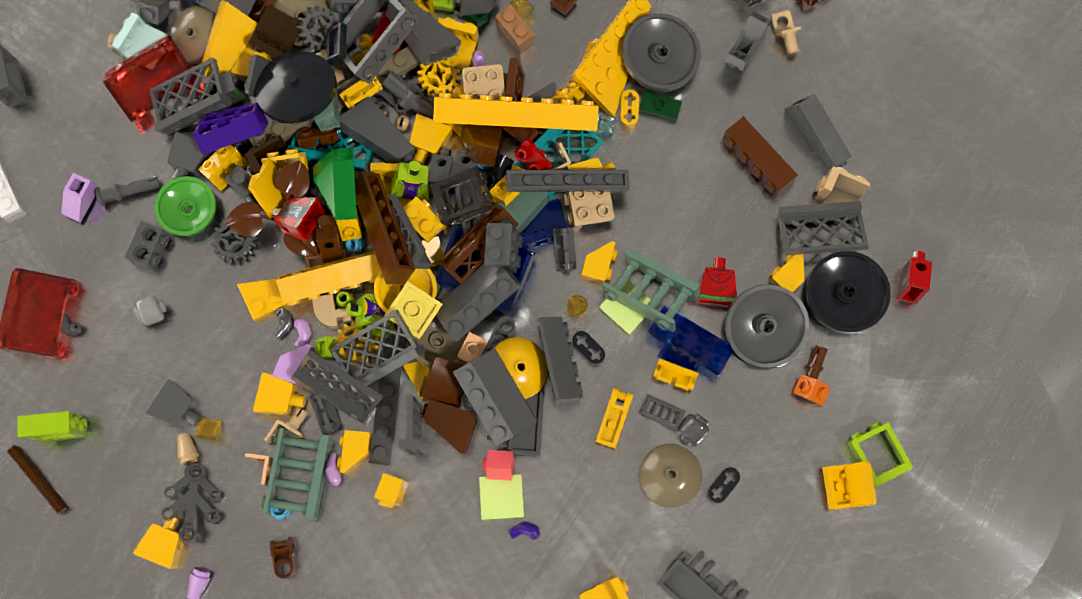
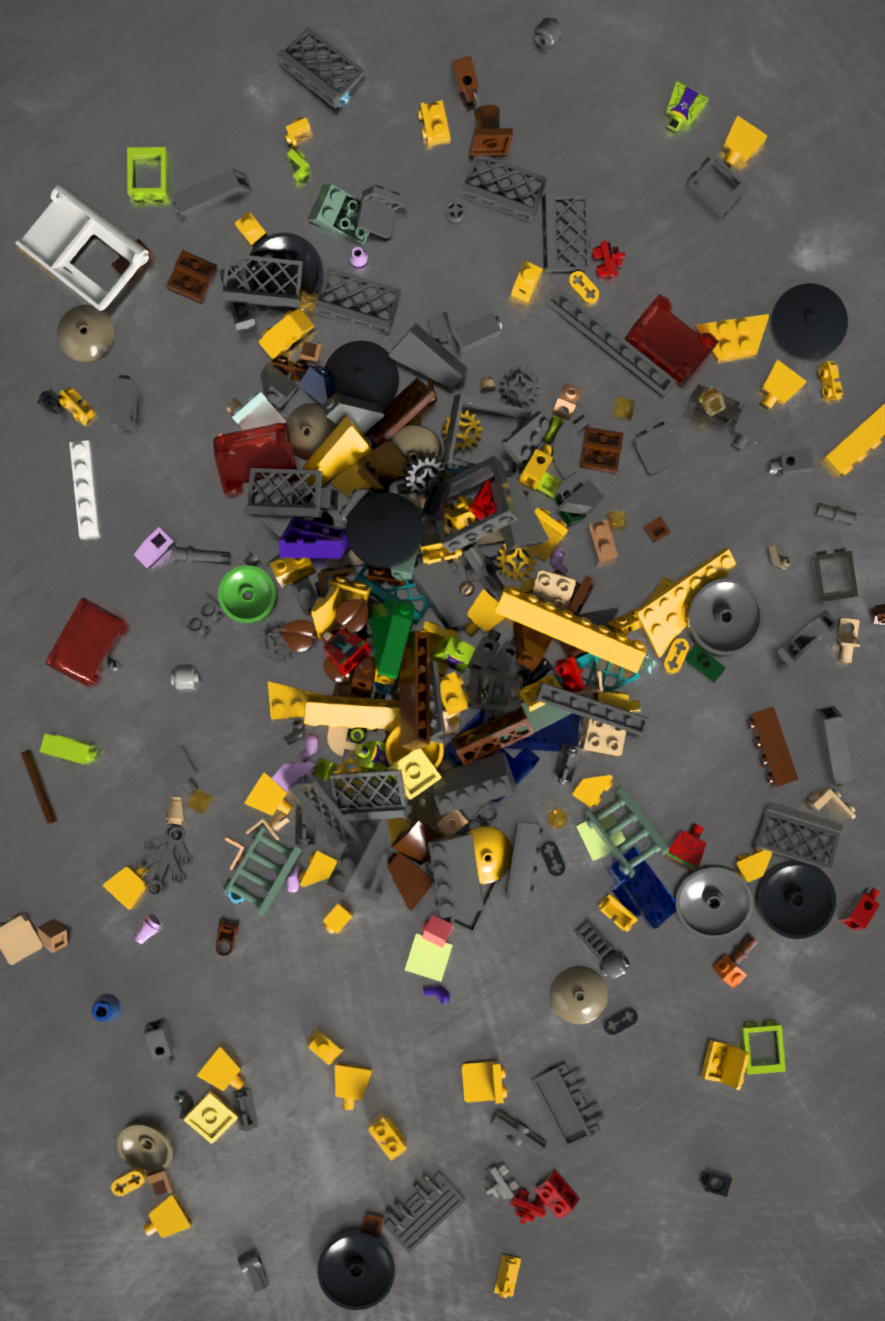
camera: 15 degrees right, 10 degrees up
(503, 246) = (512, 751): dark grey bracket -> none
(614, 418) = (550, 928): yellow plate -> none

